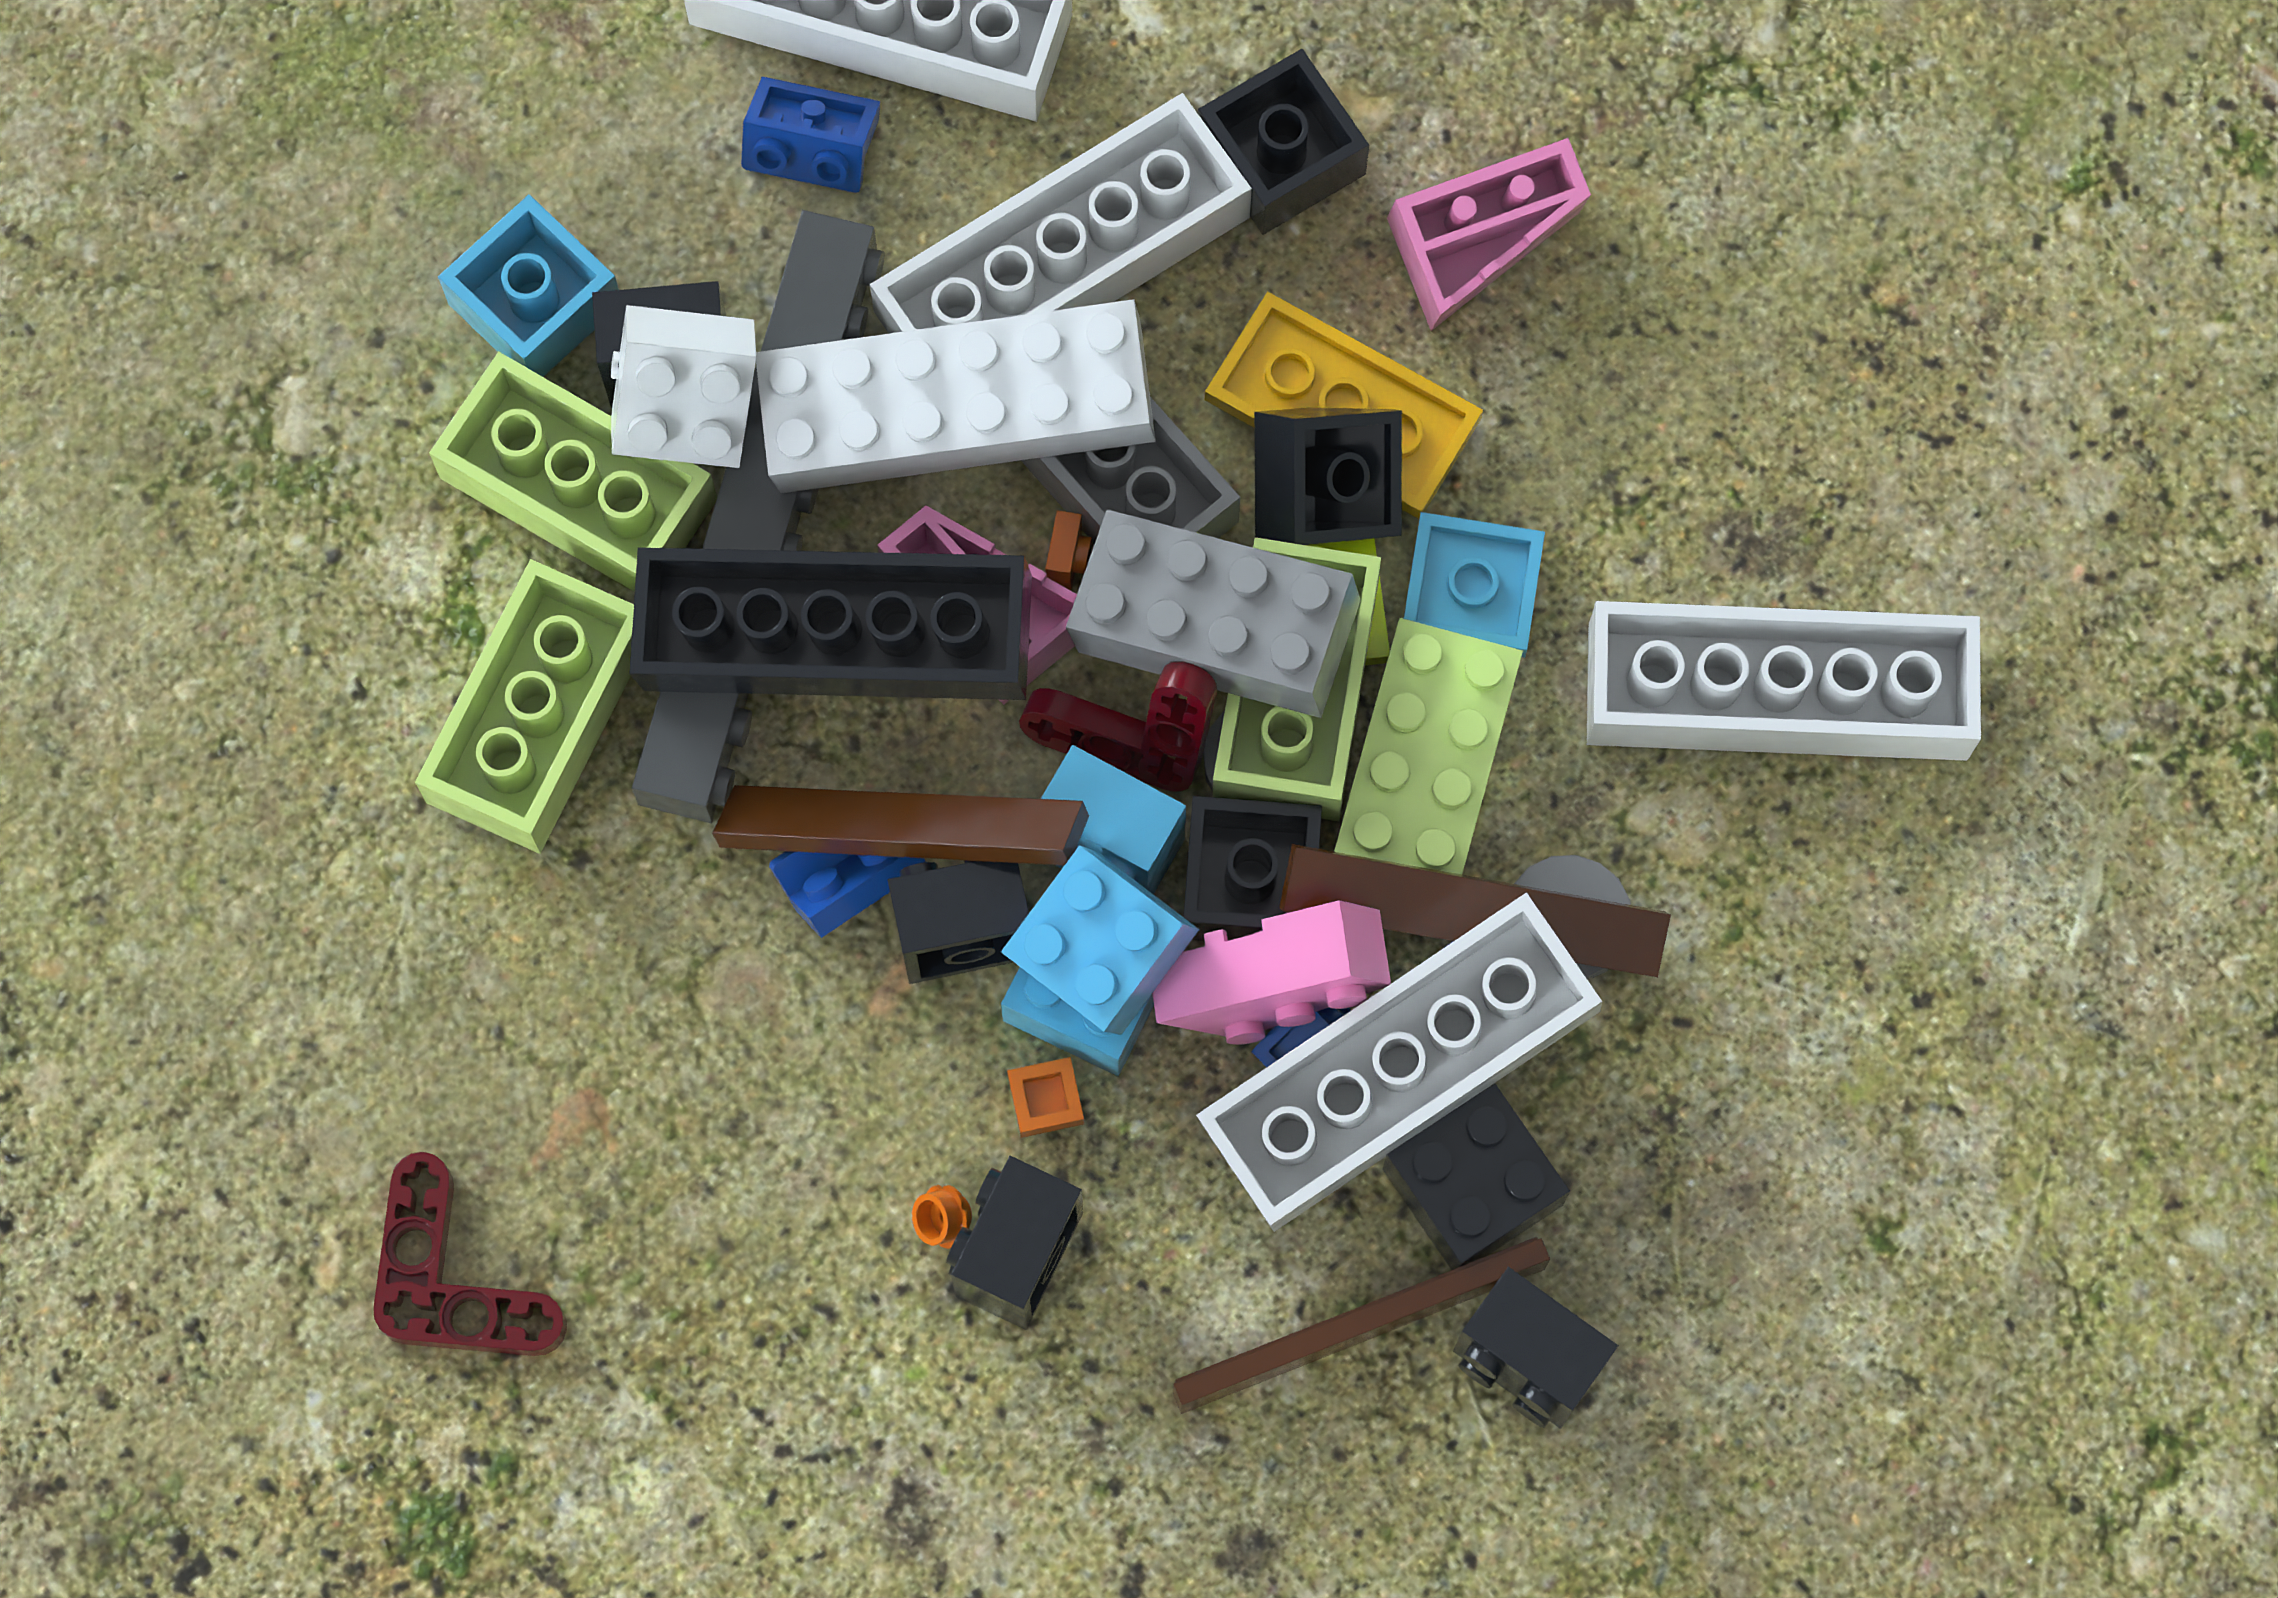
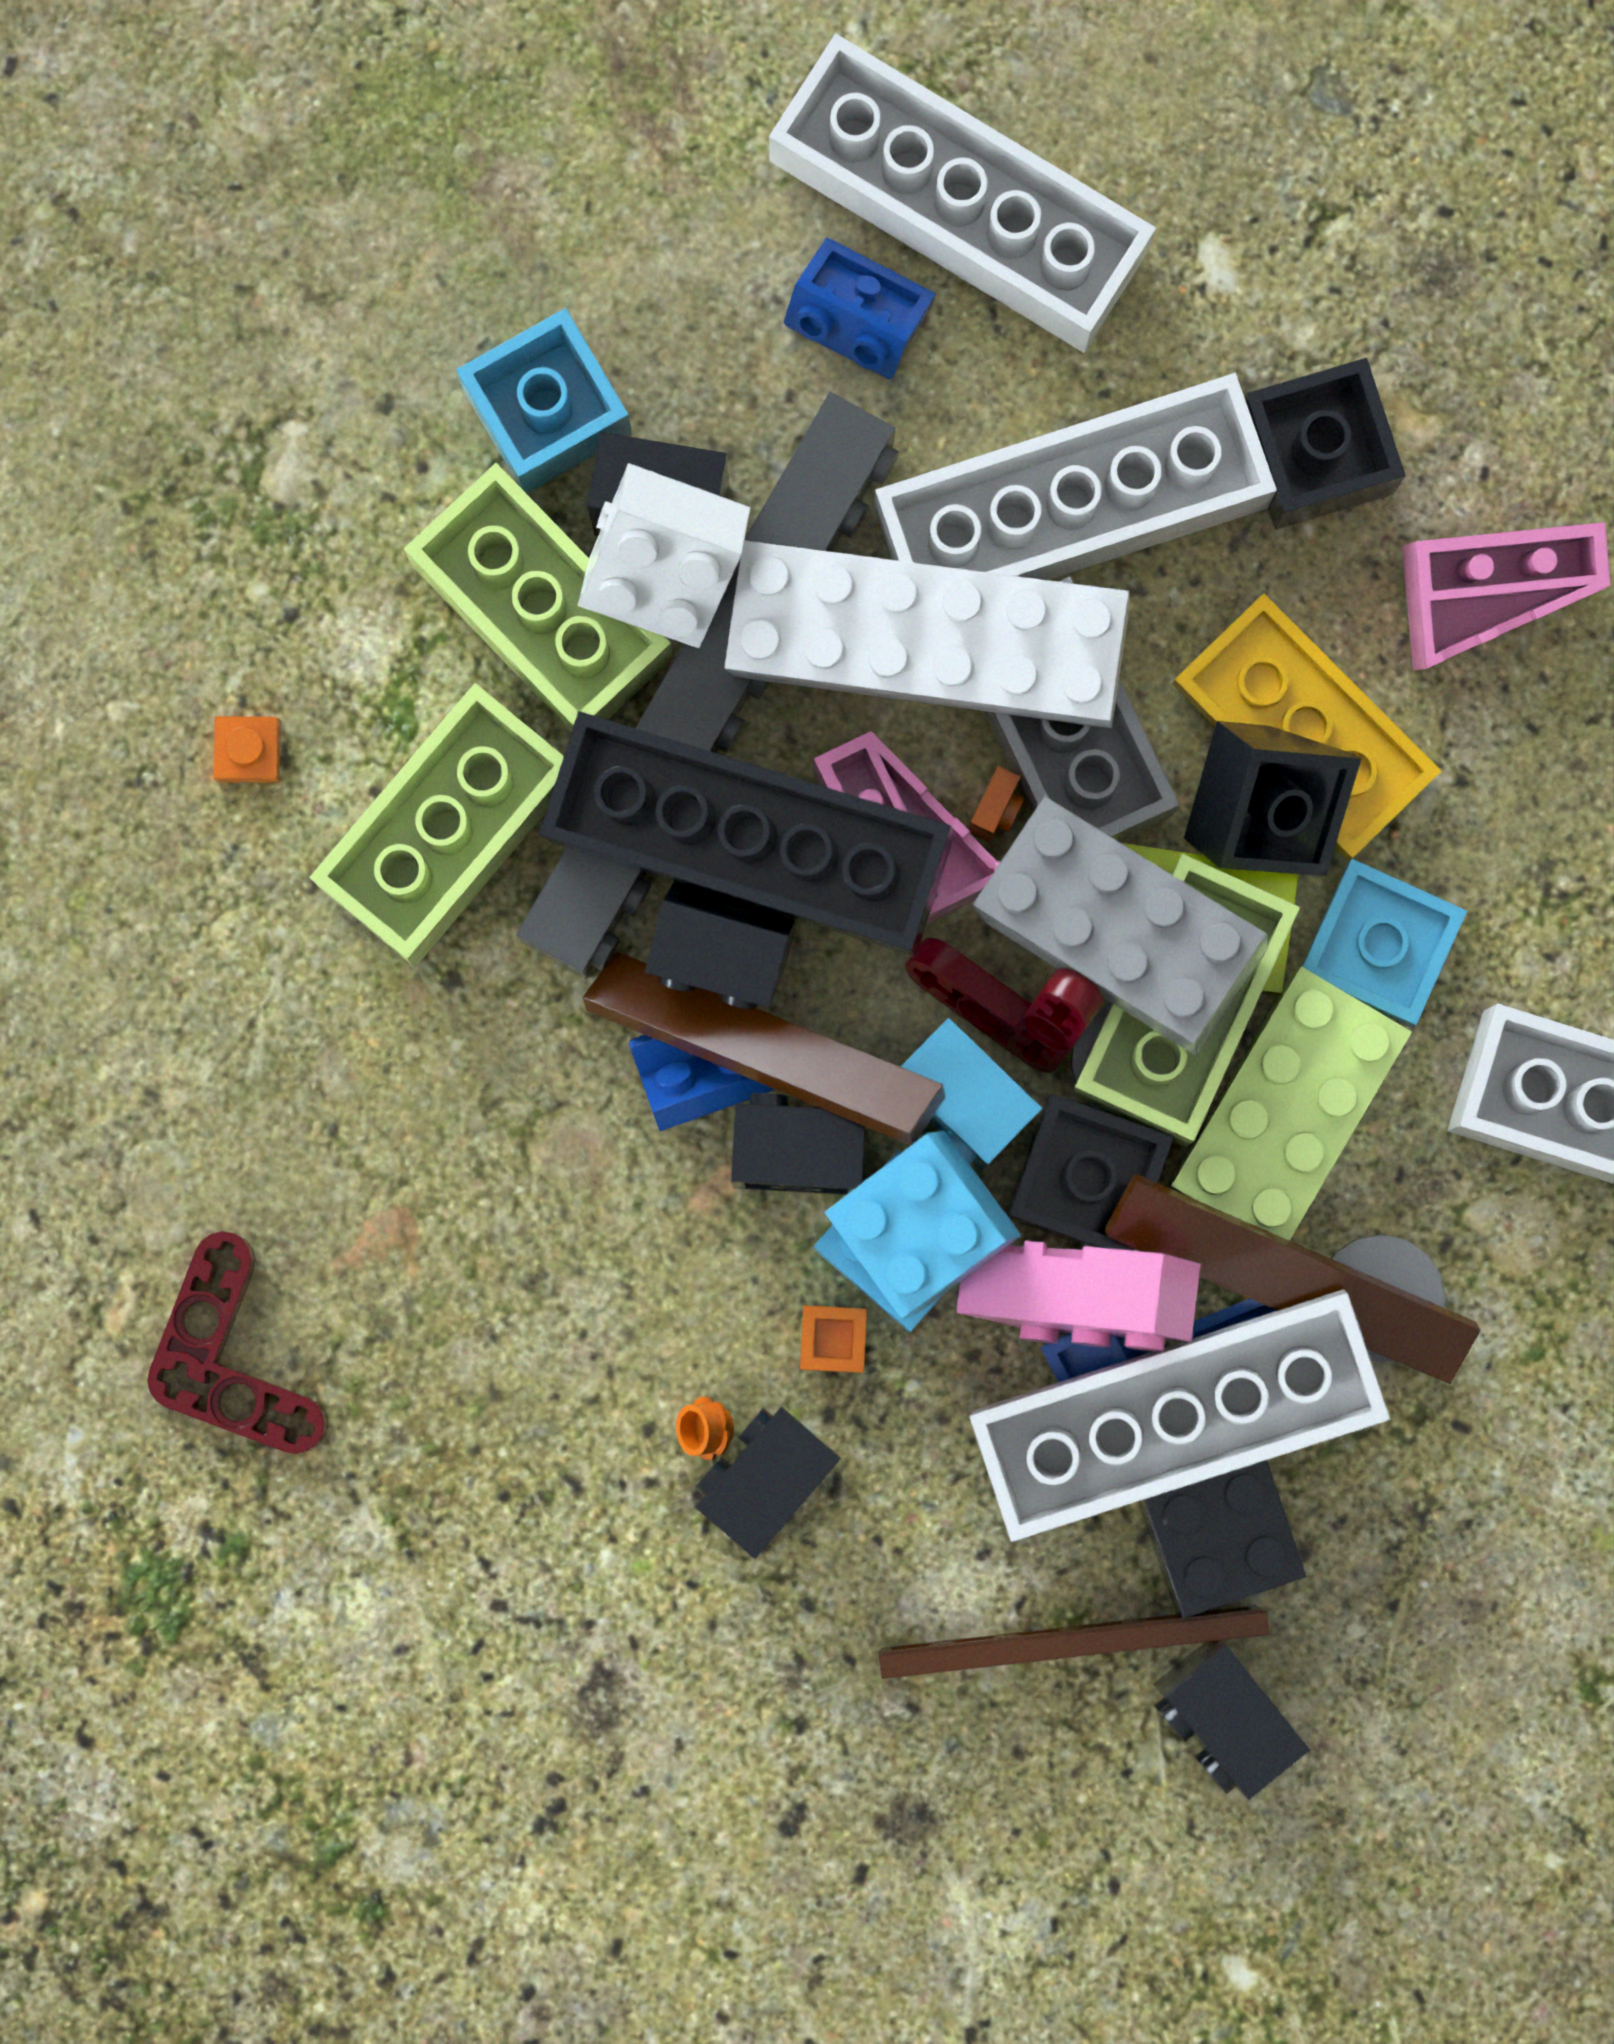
camera: 15 degrees right, 10 degrees up
(322, 691) = (247, 749): none -> orange plate
(834, 741) = (720, 946): none -> black brick

